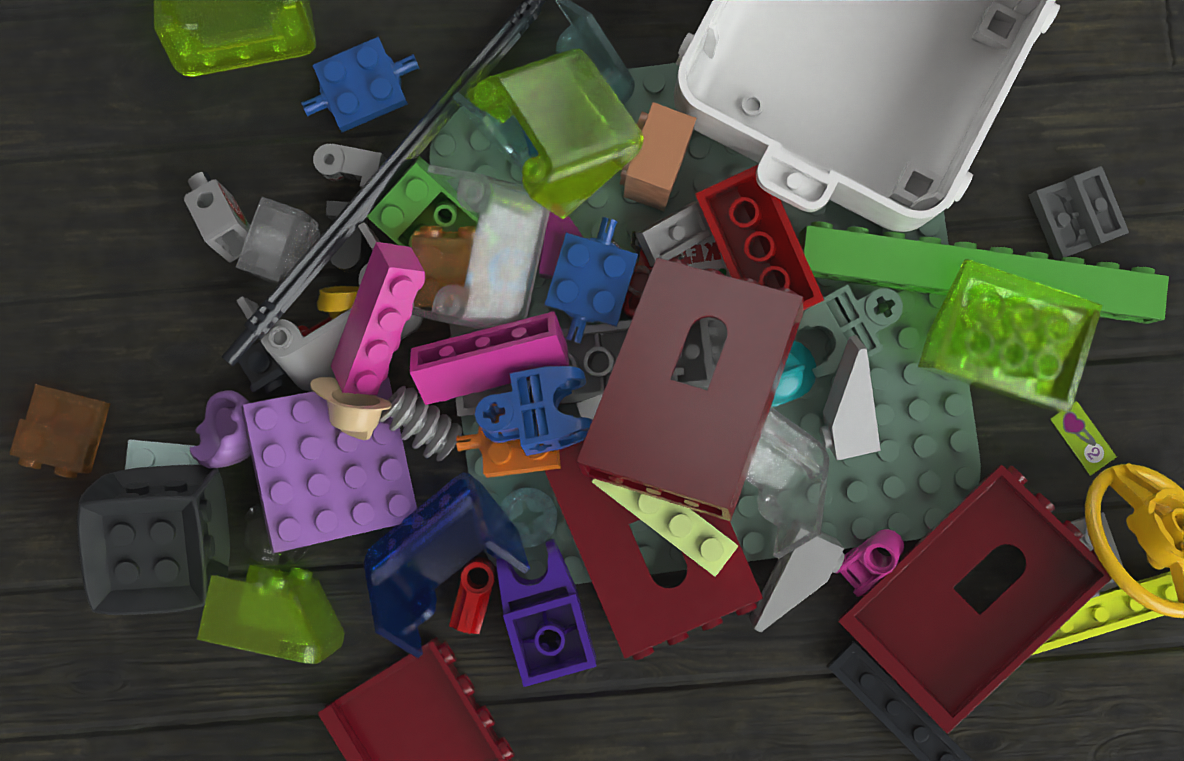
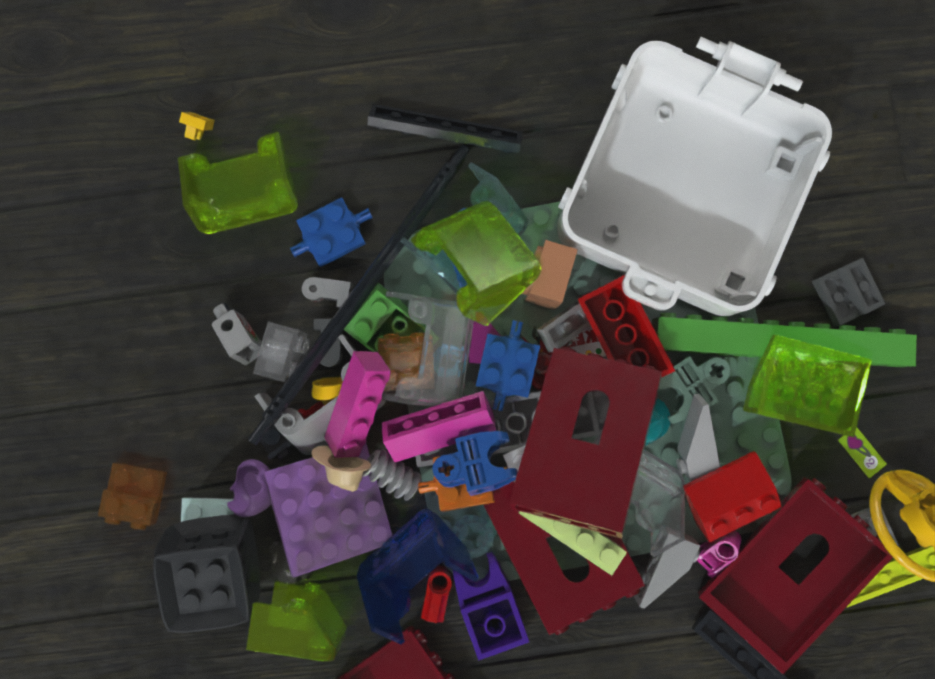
camera: 10 degrees left, 0 degrees up
(893, 482) = (731, 496): none -> red slope

